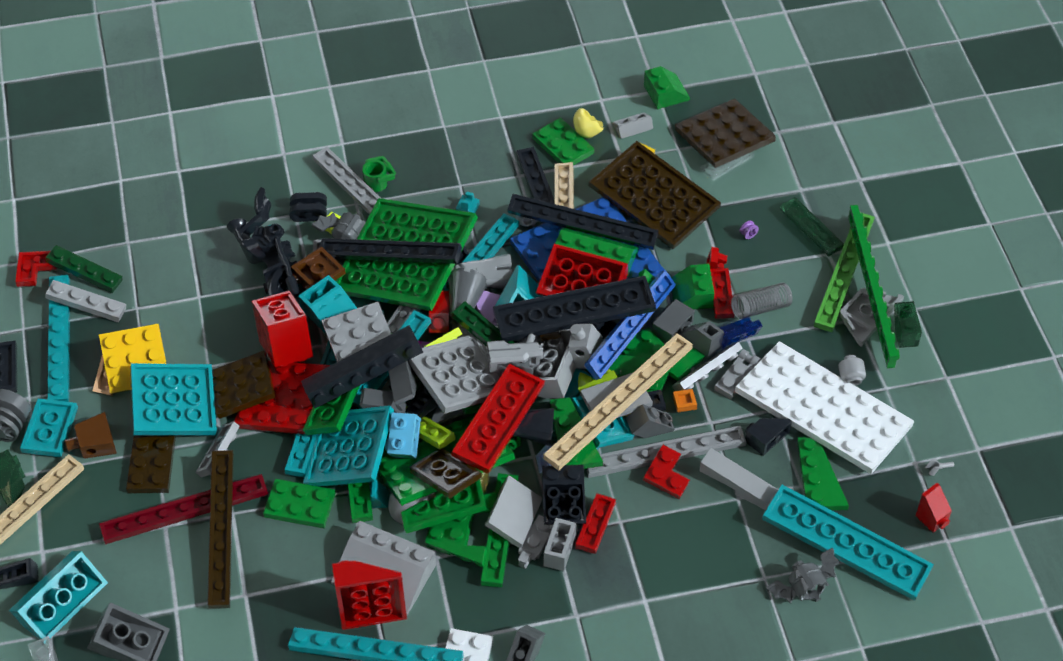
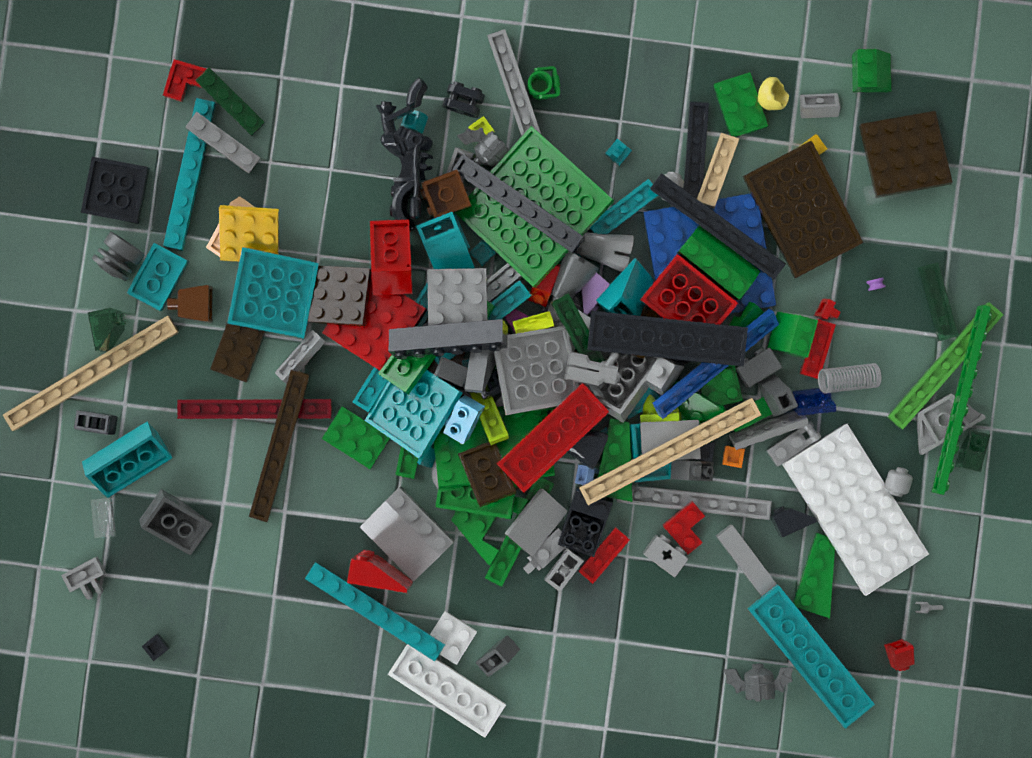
camera: 20 degrees right, 35 degrees up
(657, 502) = (673, 563): none -> light grey brick

